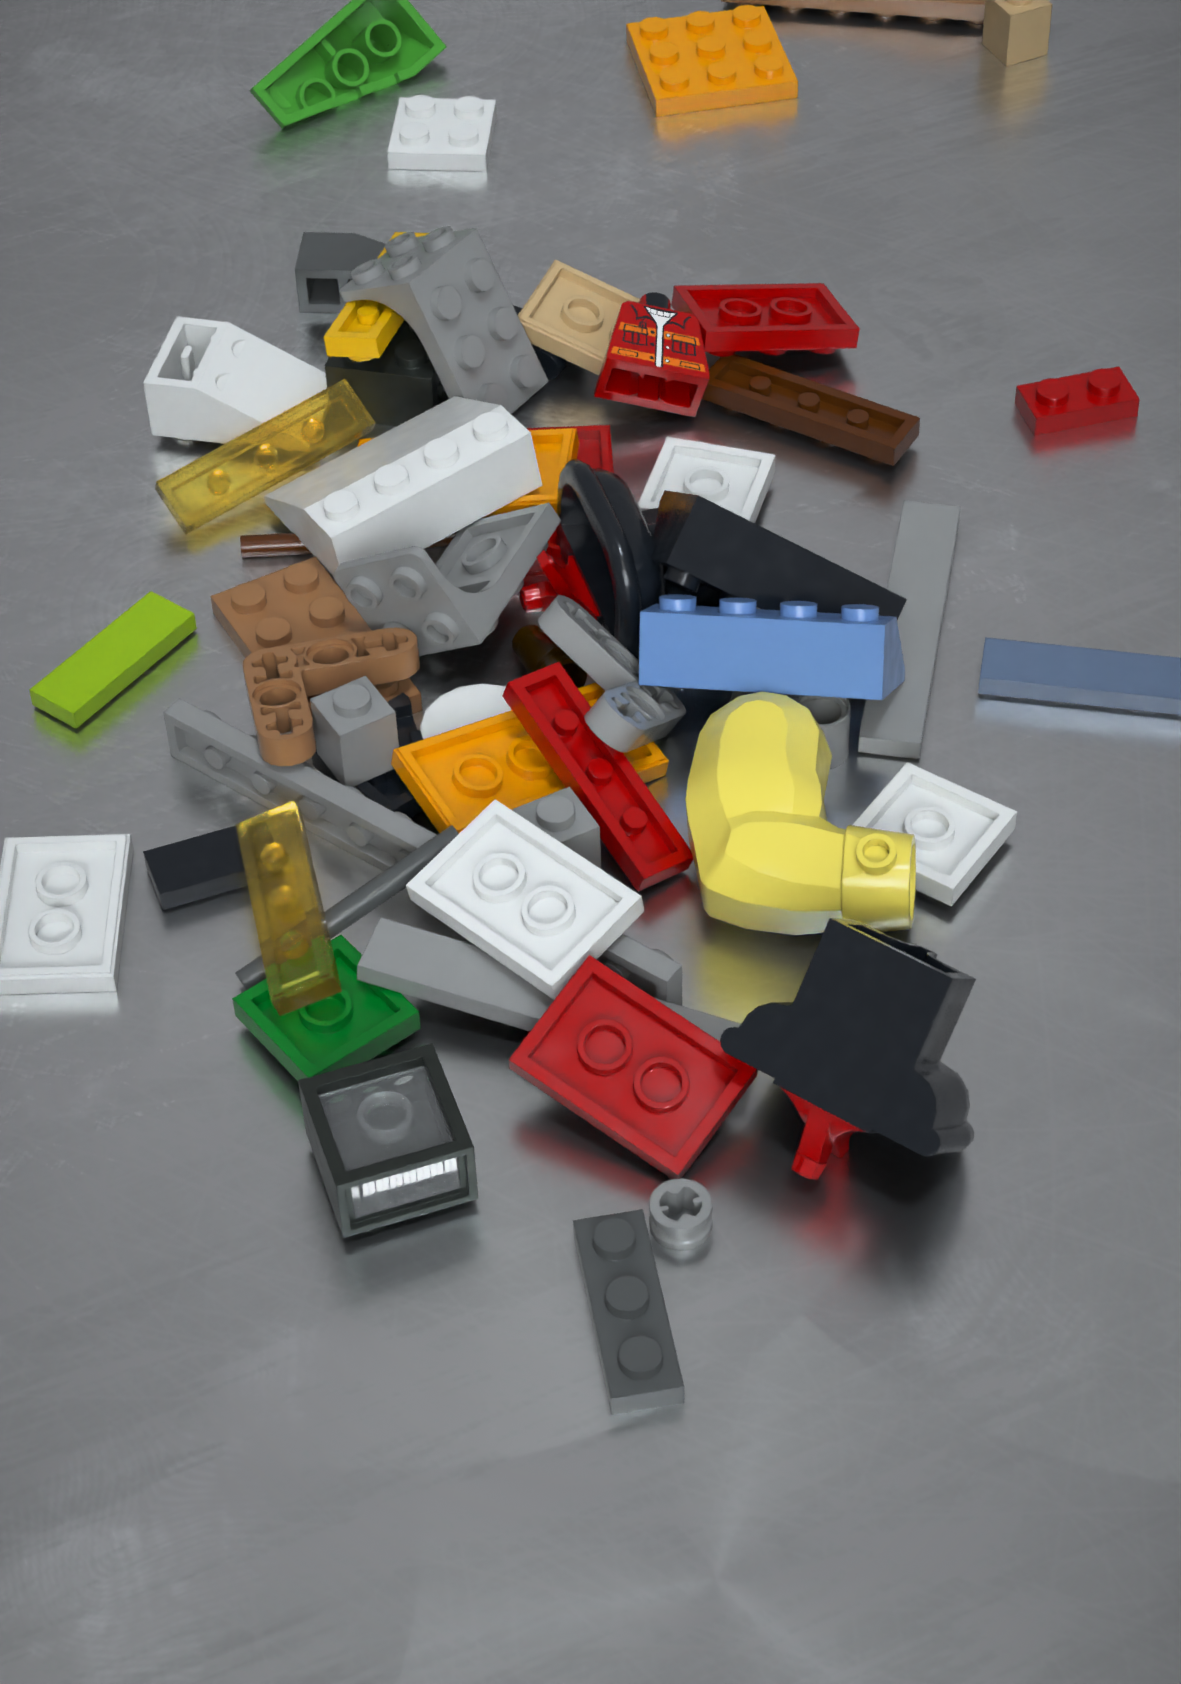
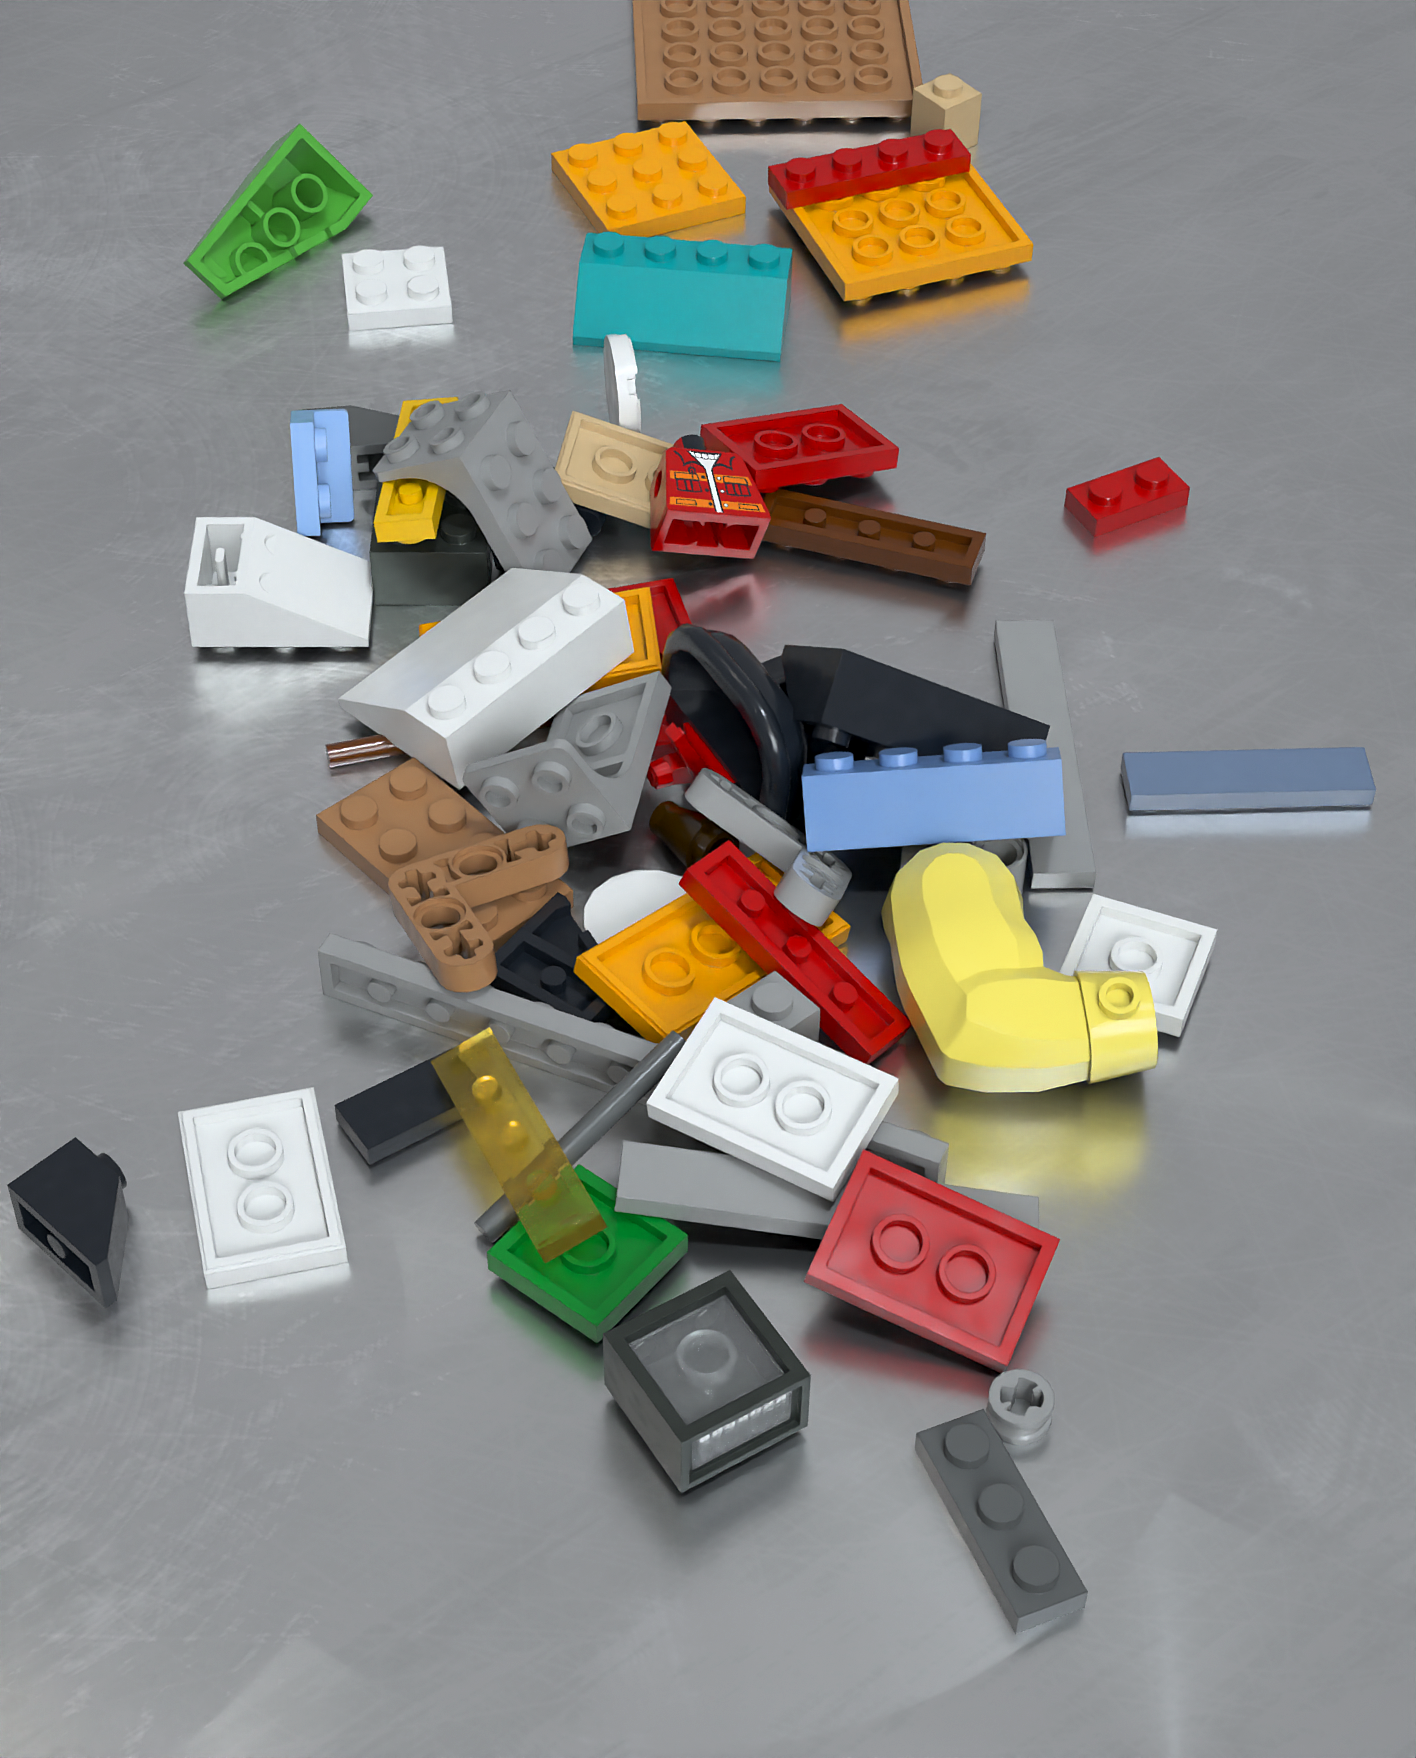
camera: 15 degrees left, 0 degrees up
(113, 659) = (229, 898): lime tile -> none
(264, 456) = (327, 656): clear yellow tile -> none
(305, 286) = (321, 468): none -> light blue bracket
(355, 731) = (534, 943): light grey brick -> none
(611, 239) = (620, 378): none -> white tile
(705, 167) = (684, 295): none -> teal slope
(718, 473) = (794, 616): white plate -> none
(864, 1046) = (1175, 1203): black piece -> none
(921, 65) = (868, 168): none -> red plate
(941, 117) = (910, 235): none -> light orange plate

